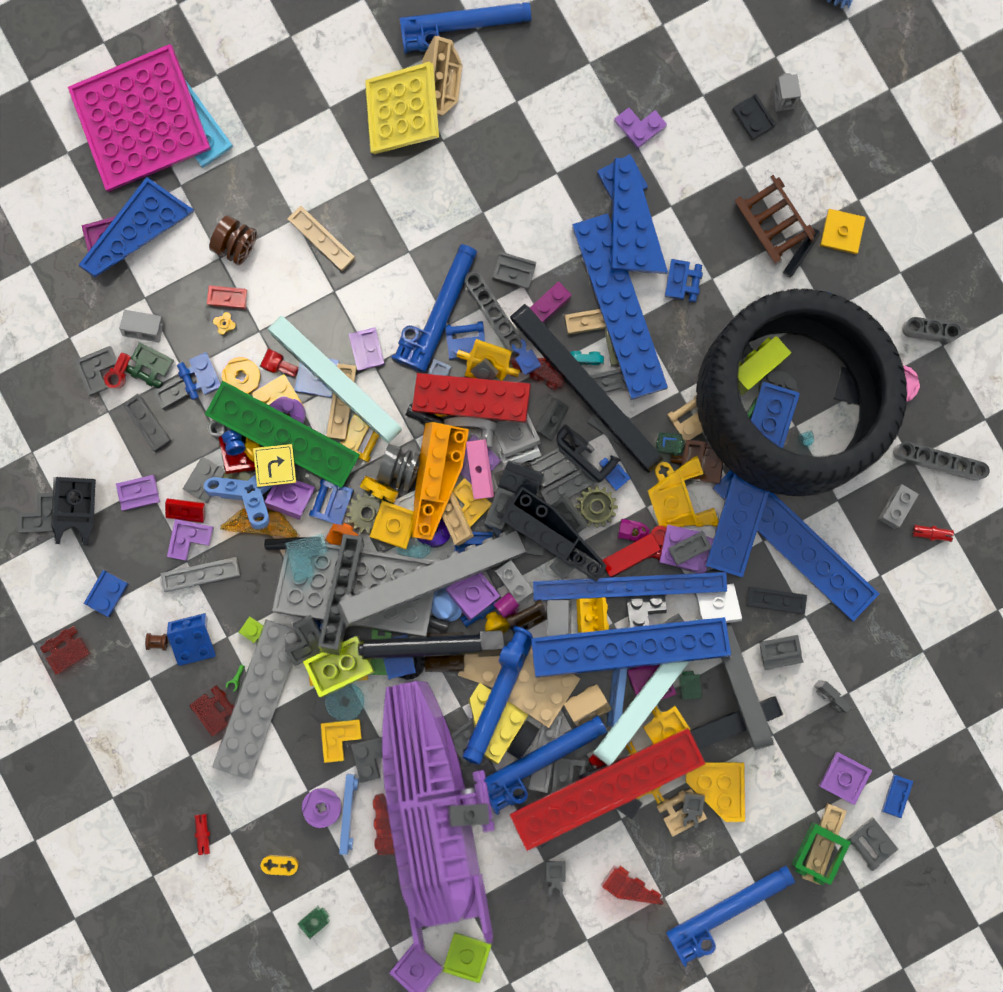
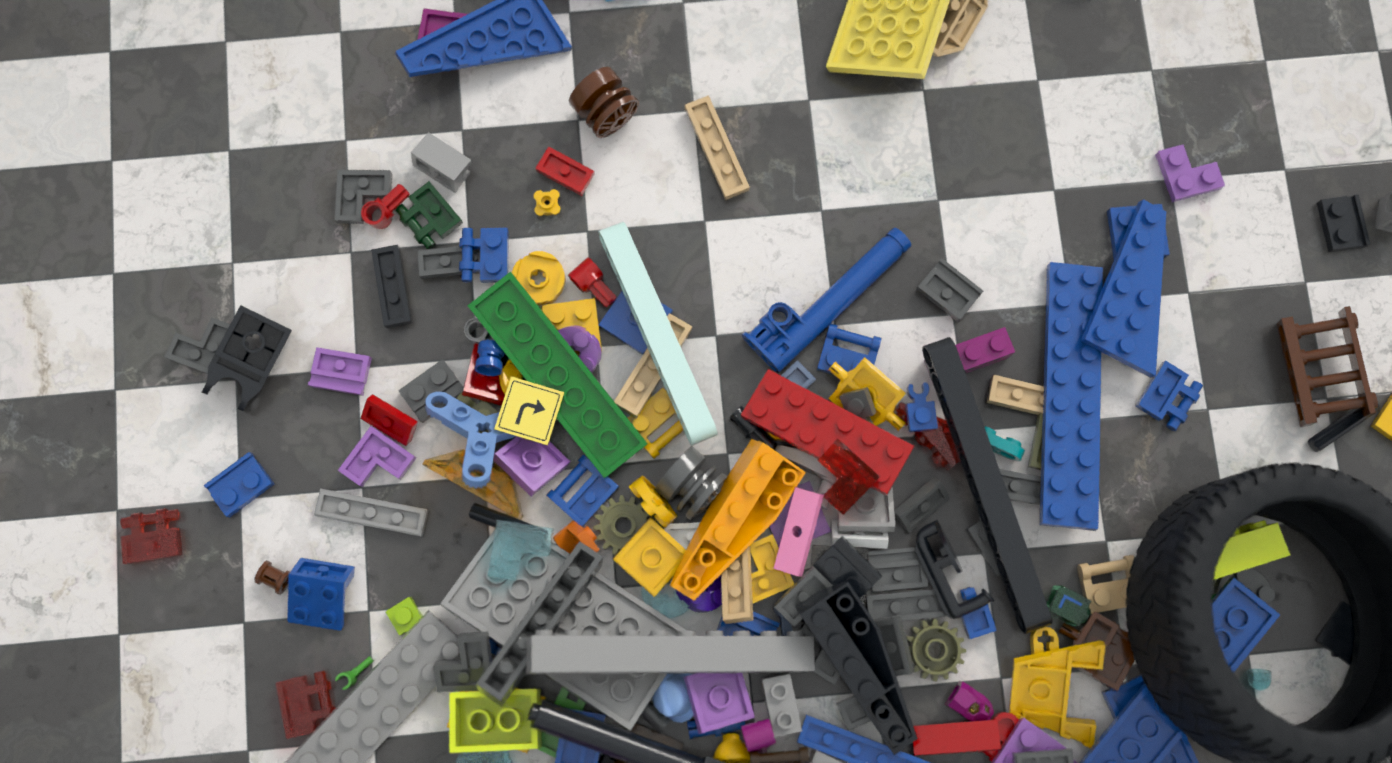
camera: 25 degrees right, 5 degrees down
(366, 349) = (714, 311): plate -> none
(492, 304) = (904, 322): dark grey beam -> none
(498, 419) = (852, 474): none -> clear red plate

